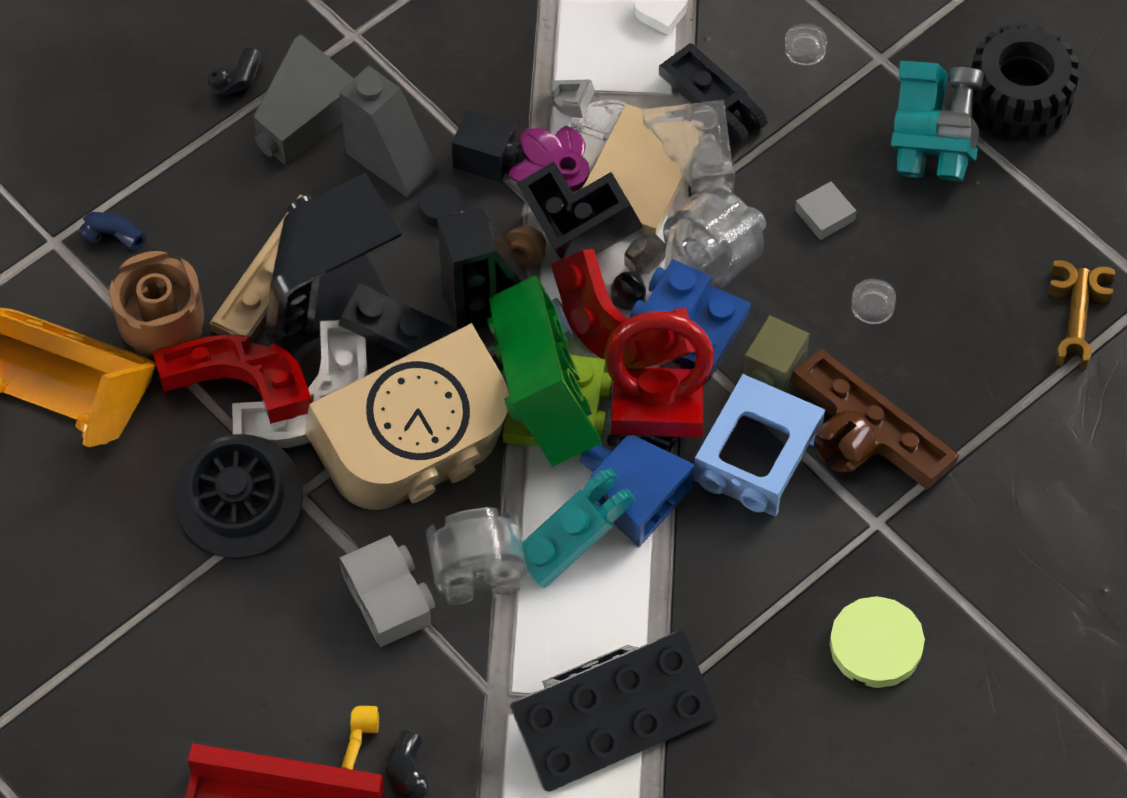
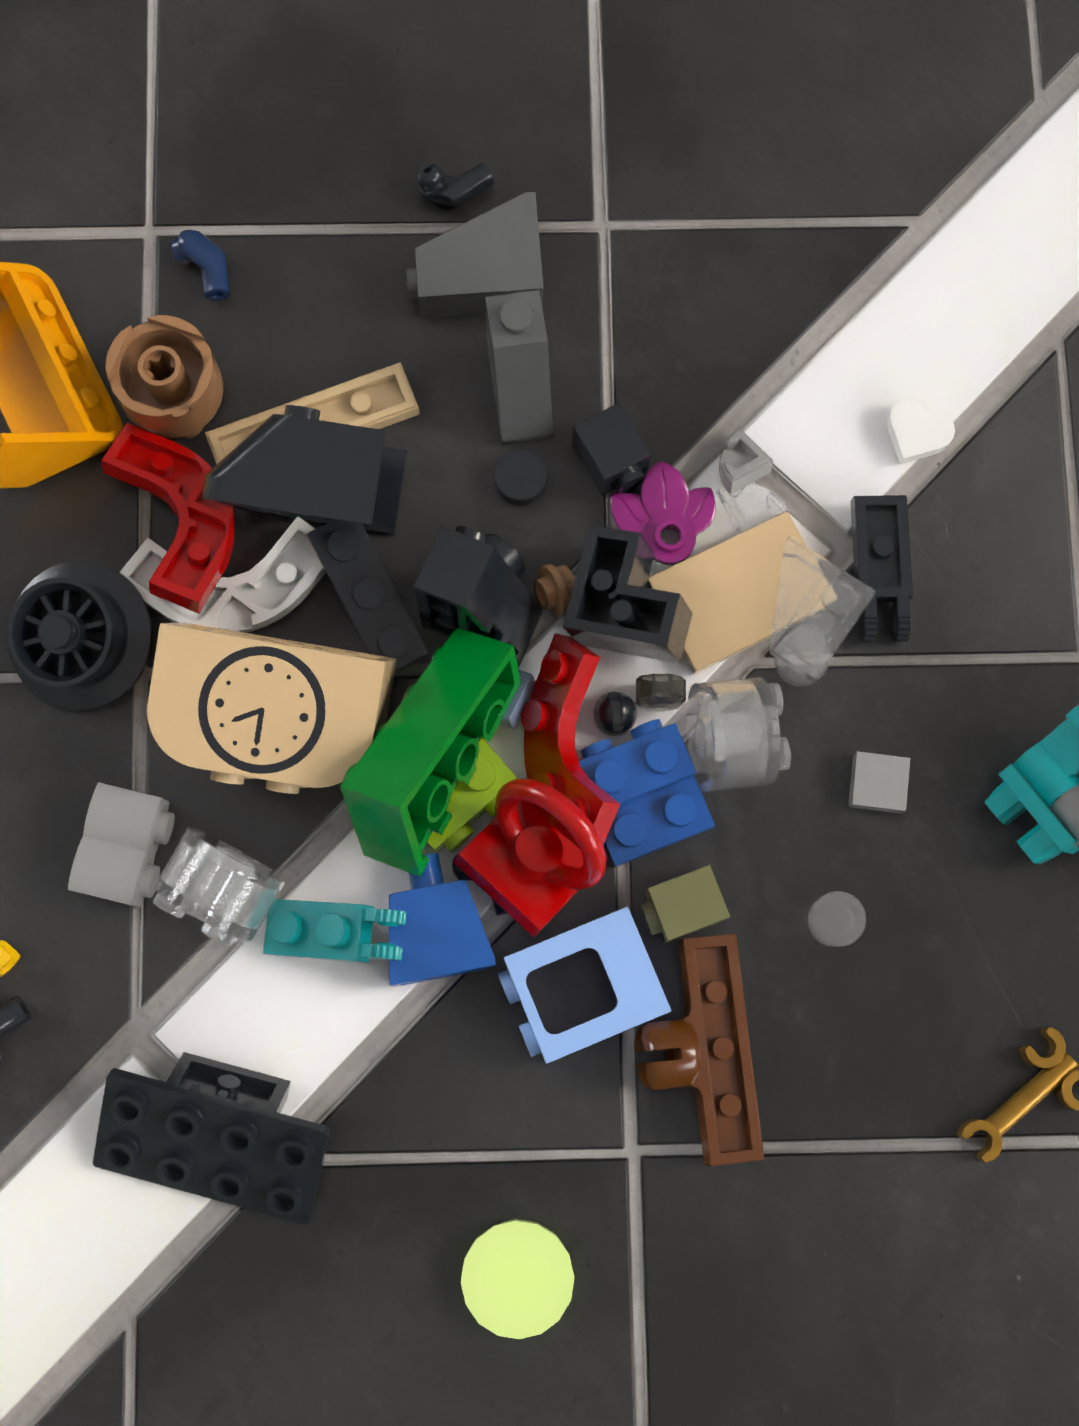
camera: 35 degrees right, 20 degrees up
(805, 44) = (1023, 583): clear tile -> none

